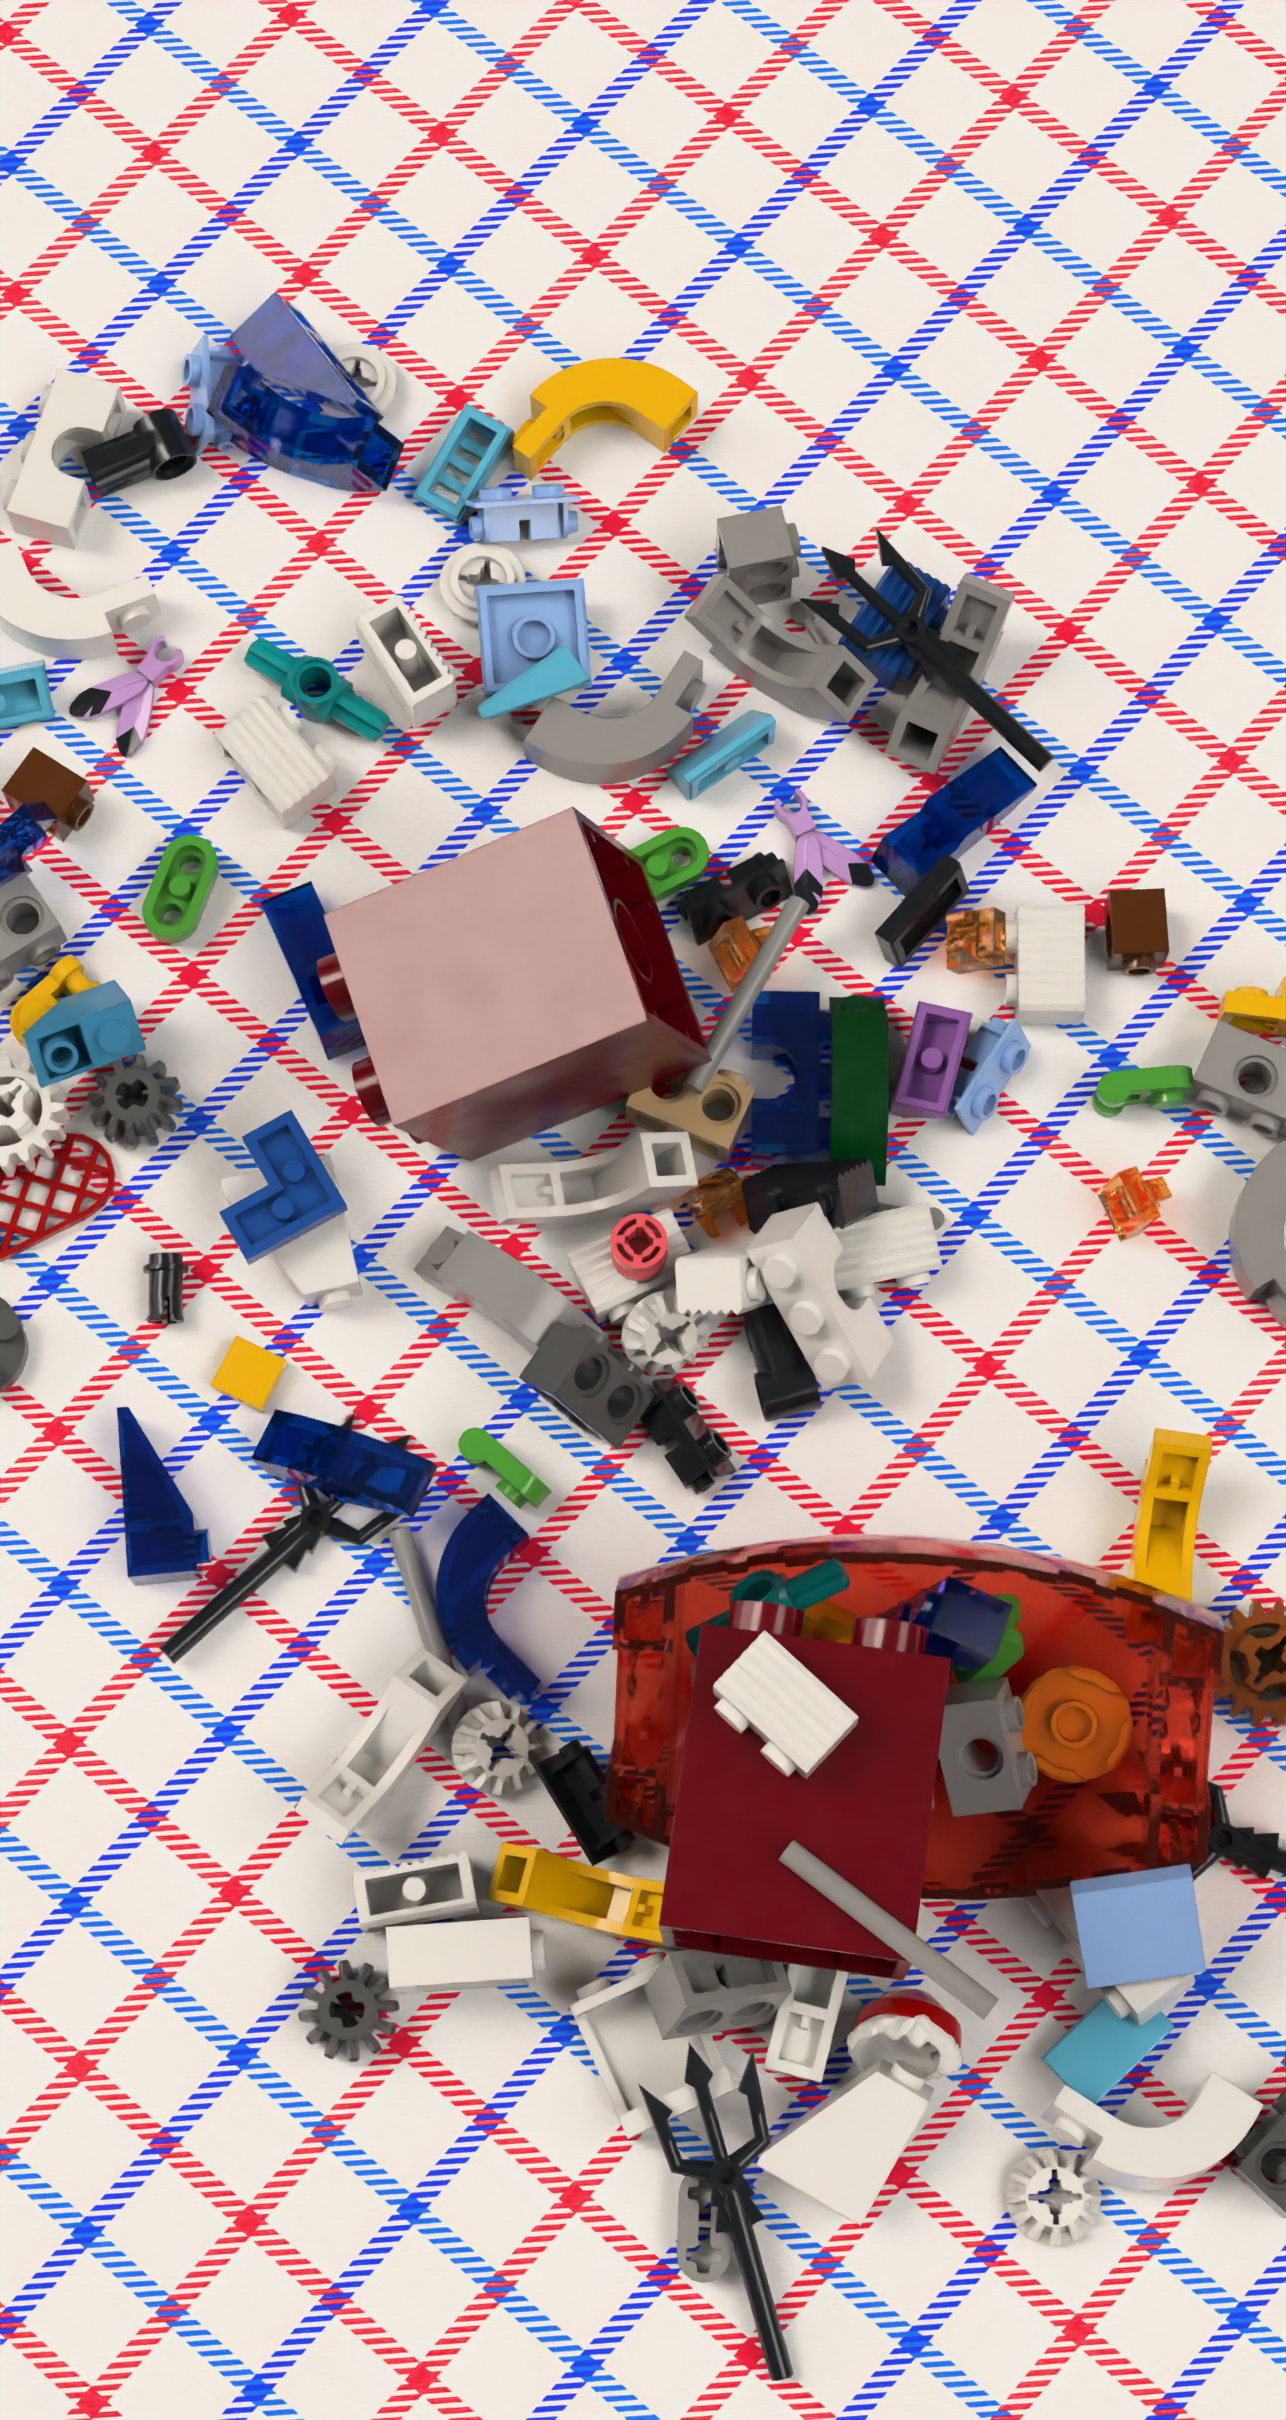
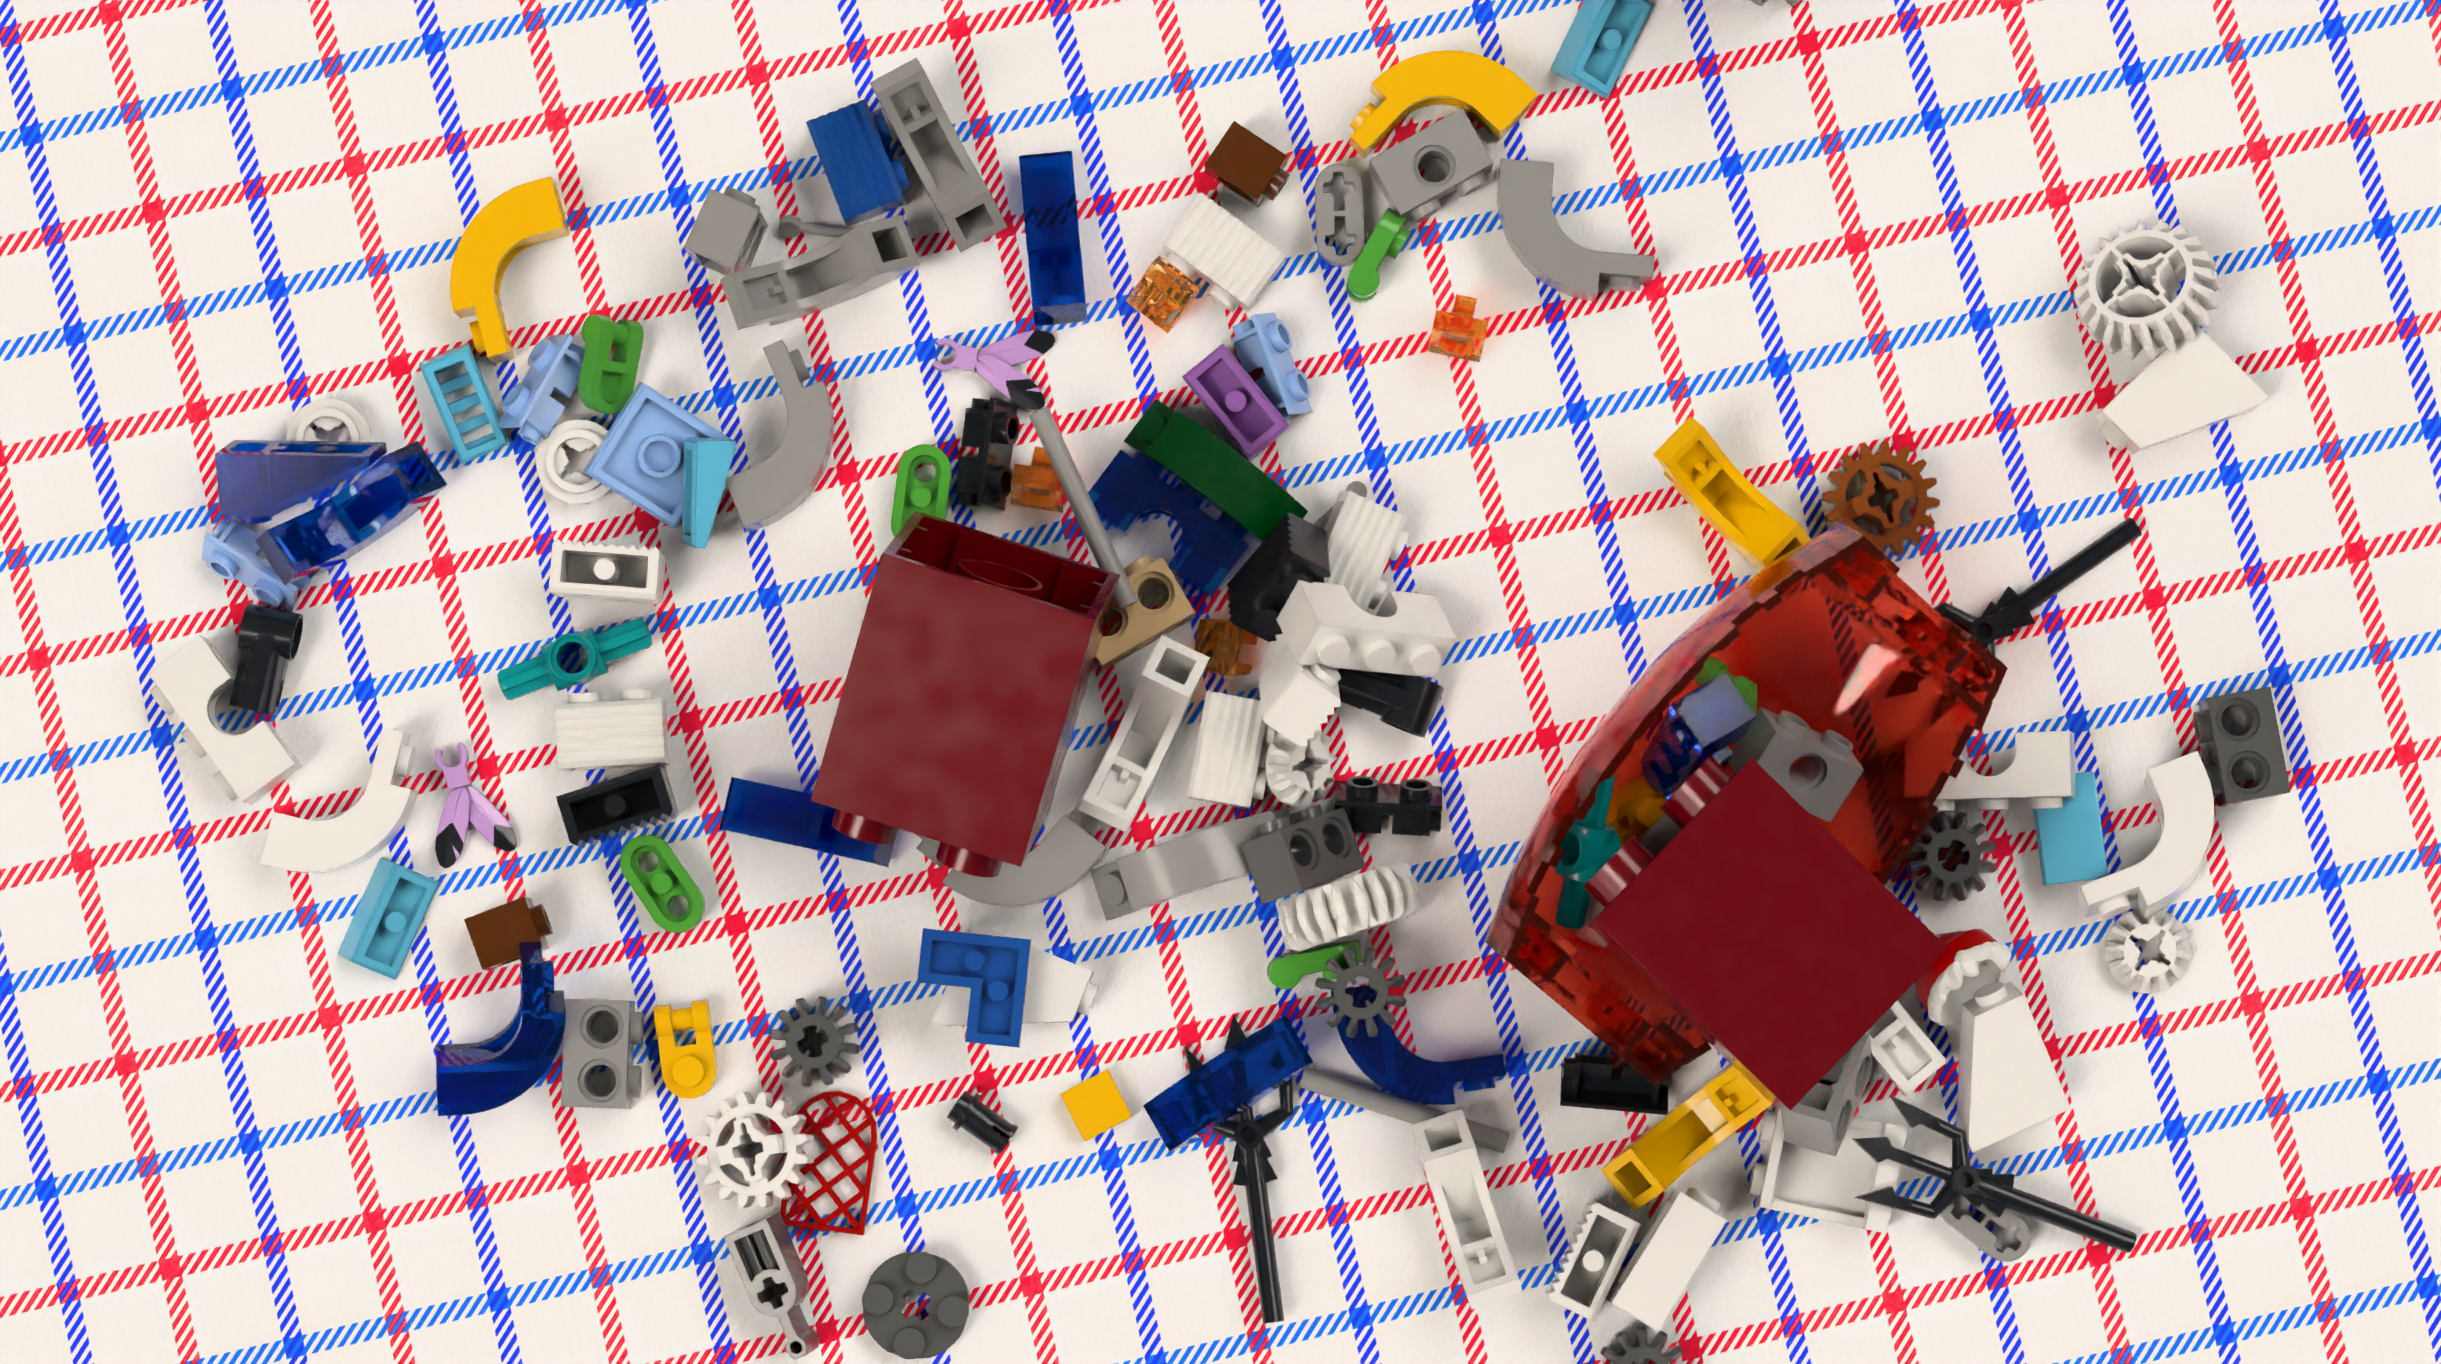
camera: 50 degrees left, 10 degrees up
(83, 1034) = (735, 1043): dark azure slope -> none
(159, 1525) = (1163, 1254): clear blue slope -> none
(218, 804) = (617, 806): none -> black brick
(413, 1186) = (1047, 871): none -> light grey arch
(473, 1756) = (1520, 1144): white gear -> none
(523, 1519) = (1345, 1001): none -> dark grey gear
(562, 552) = (605, 382): none -> bright green plate
(572, 1456) = (1349, 906): none -> white gear
(638, 1258) = (1228, 746): coral wheel -> none
(723, 753) = (860, 376): medium azure slope -> none
(783, 1707) = (1702, 907): white brick -> none
(888, 1929) = (1914, 948): light grey bar -> none
(922, 644) = (898, 159): black piece -> none
(922, 911) = (1110, 318): black tile -> none
(1011, 1935) = (1957, 873): none -> dark grey gear
(1075, 1722) = (1826, 679): orange tile -> none
(1138, 1926) = (2013, 750): light blue tile -> none
(1146, 1027) = (1352, 214): none -> light grey beam

